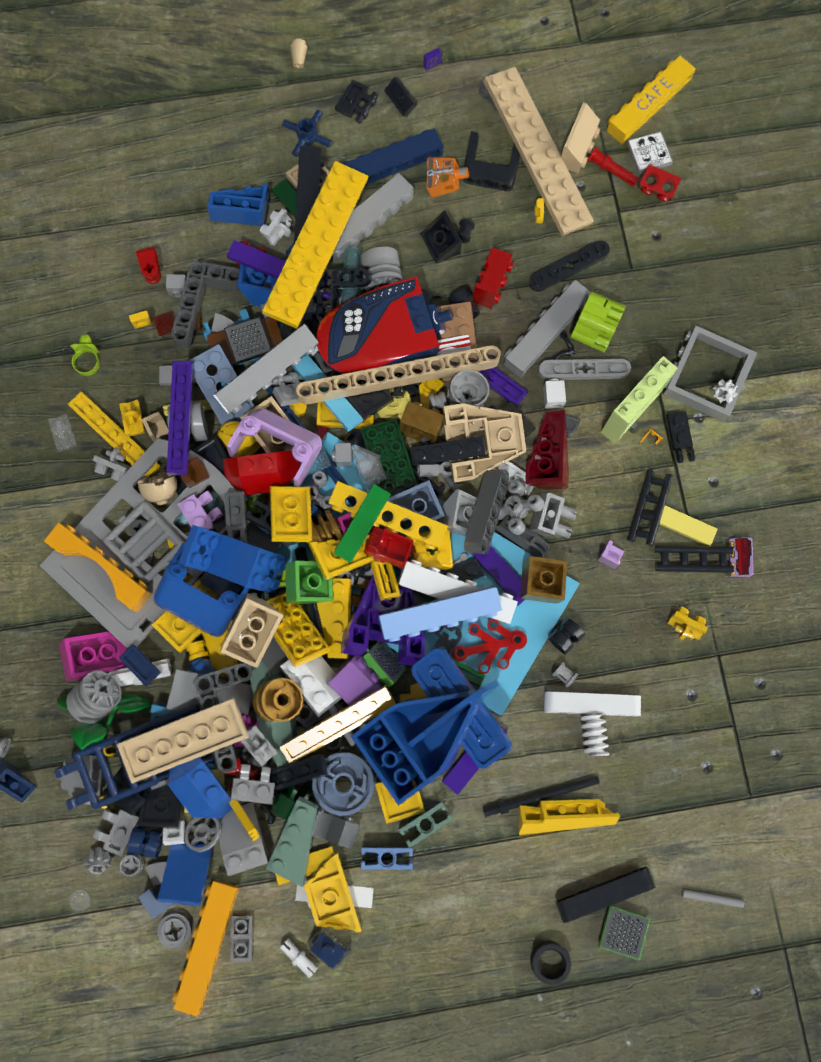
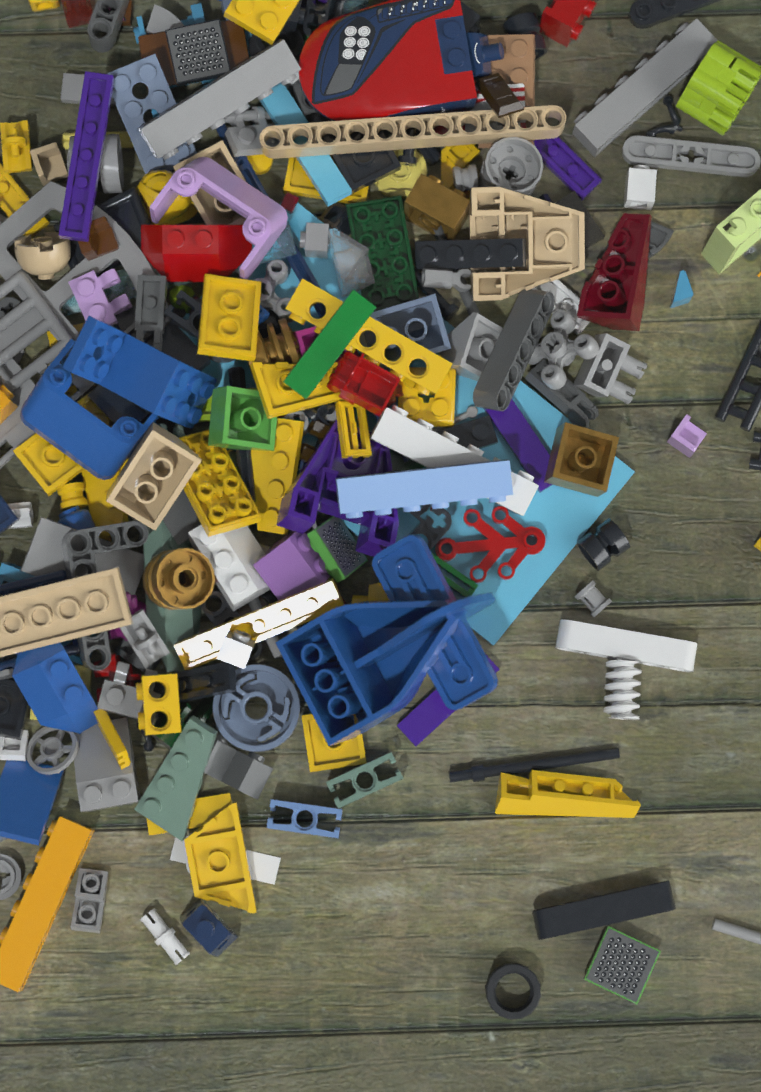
camera: 10 degrees right, 5 degrees up
(280, 790) = (167, 704): none -> yellow brick
(324, 744) = (236, 648): none -> plate
(453, 343) = (498, 95): none -> dark brown tile
(592, 457) = (682, 290): none -> dark azure slope

